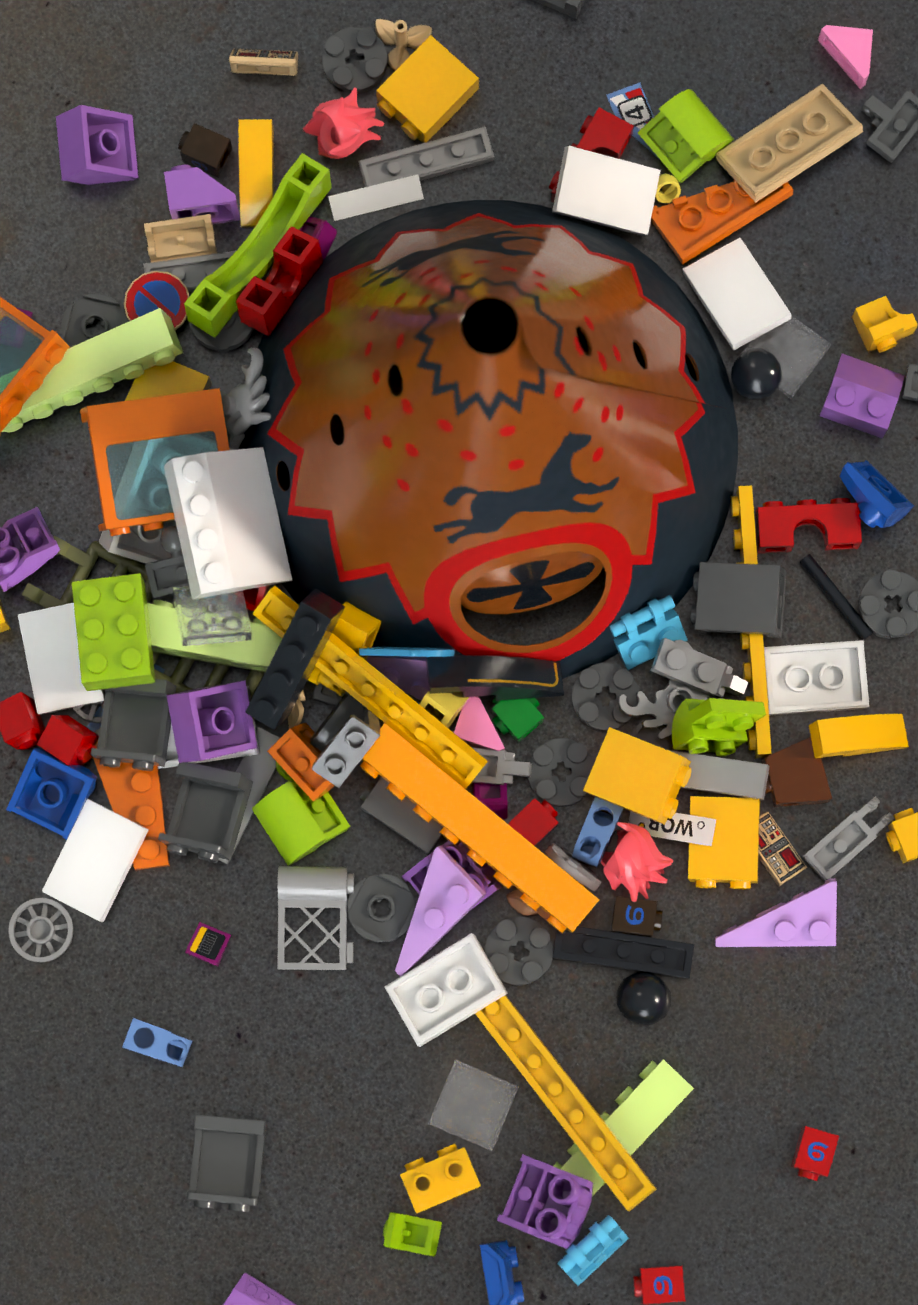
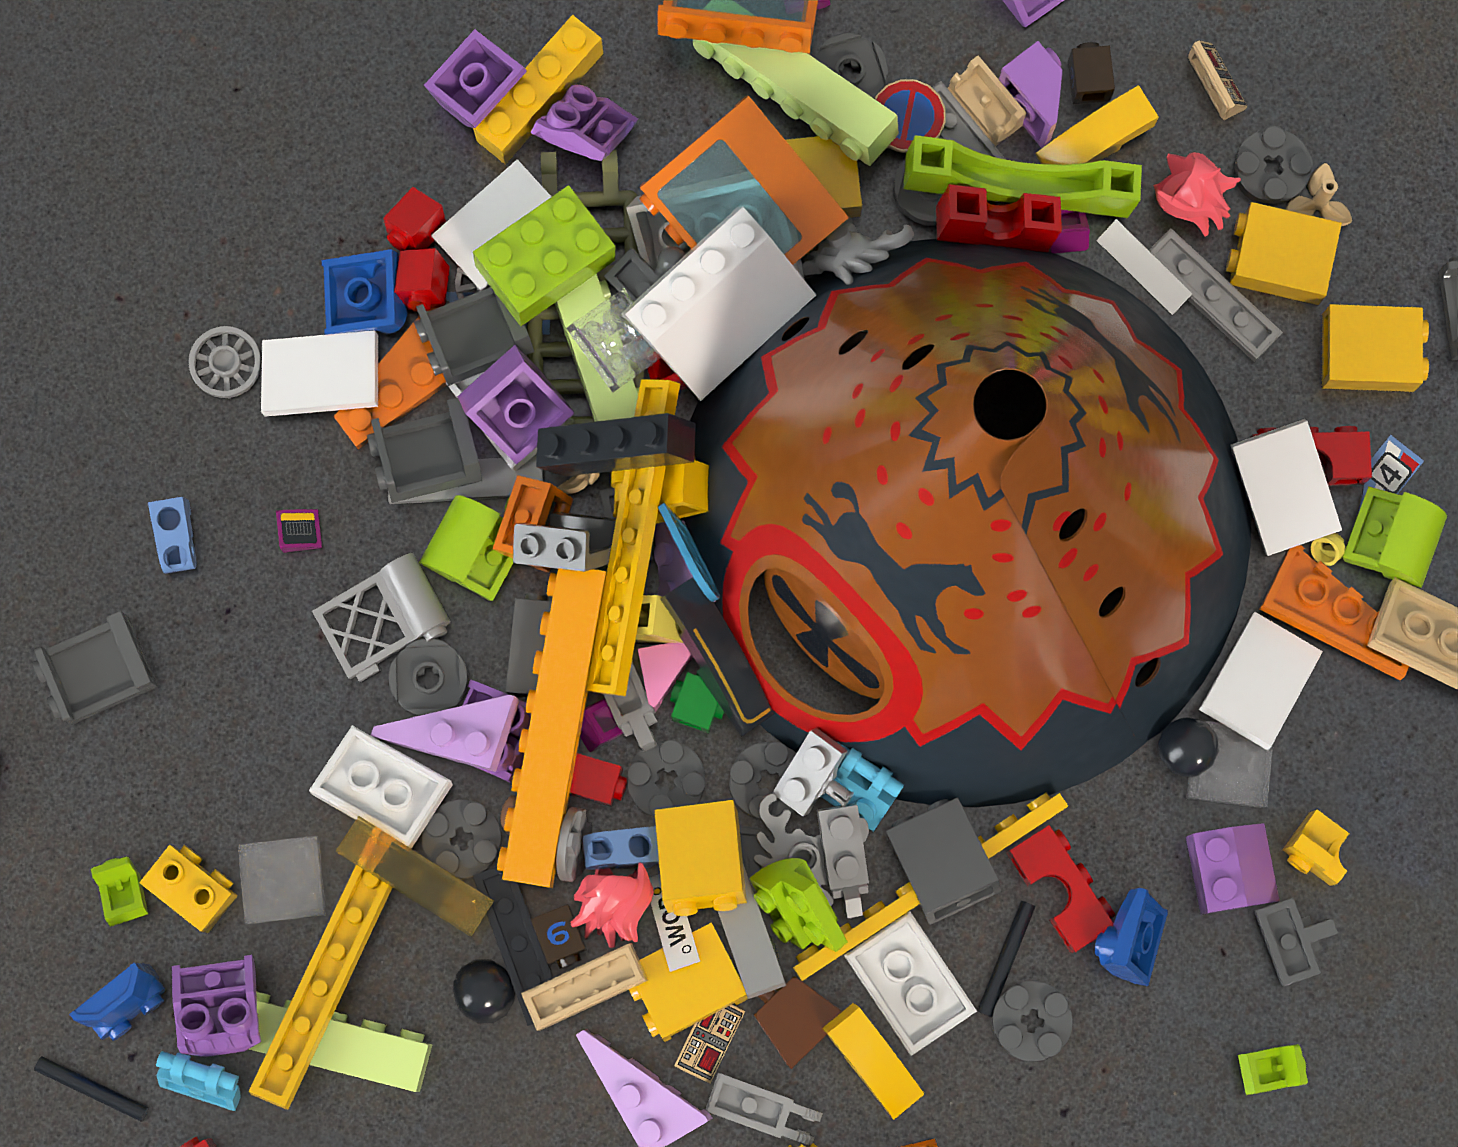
camera: 60 degrees right, 0 degrees up
(530, 999) = (414, 876): none -> clear yellow plate
(536, 68) = (1374, 348): none -> yellow brick
(623, 657) = (813, 774): none -> plate
(686, 917) = (584, 987): none -> tan plate

